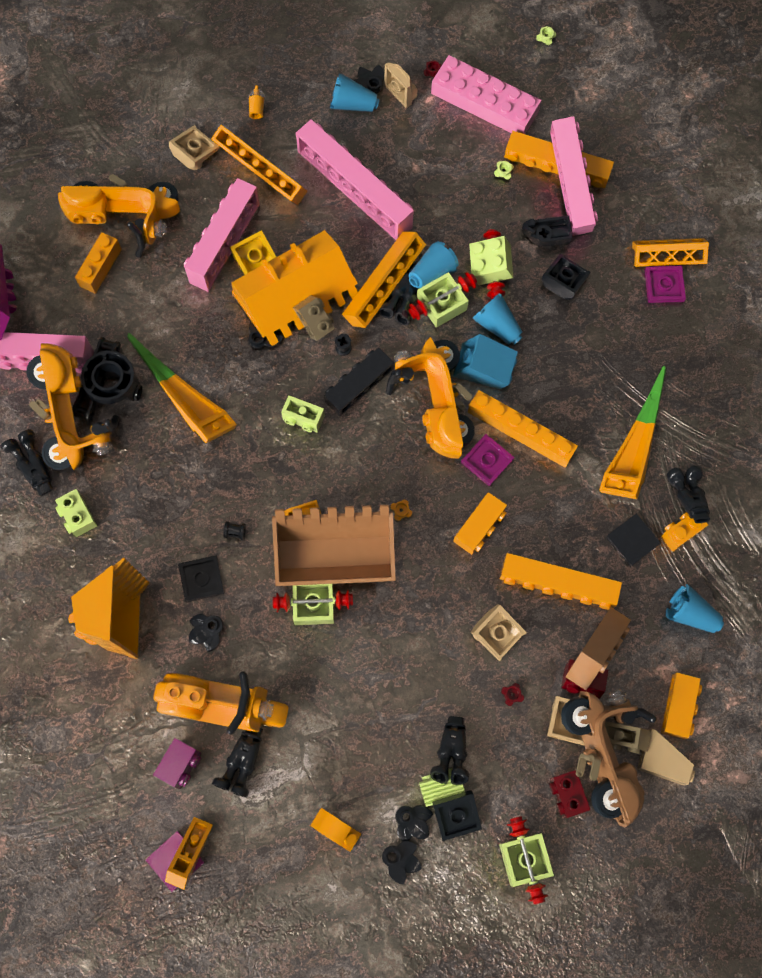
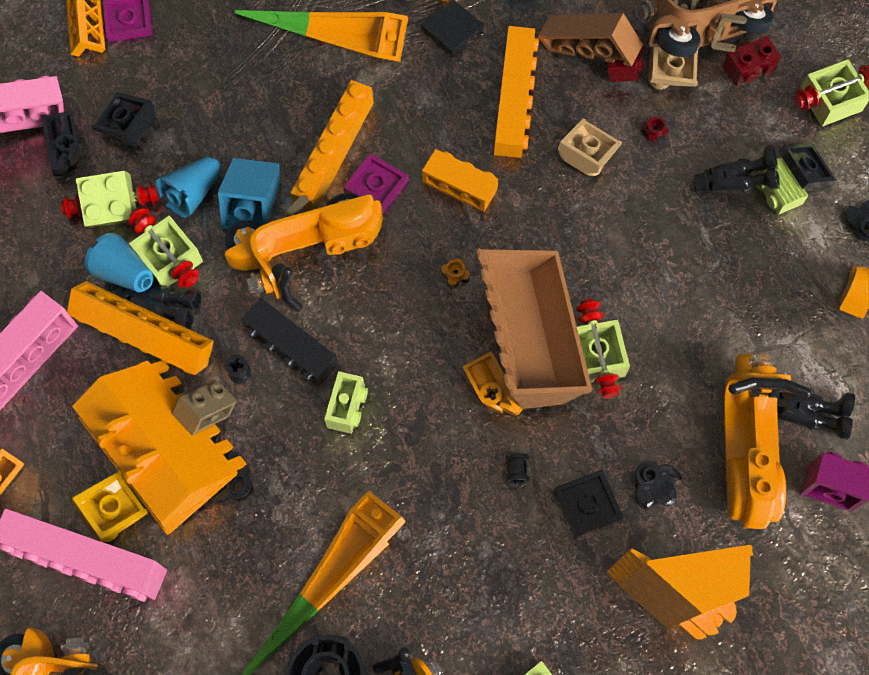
camera: 95 degrees left, 5 degrees down
(415, 824) = (824, 214): black plate -> none

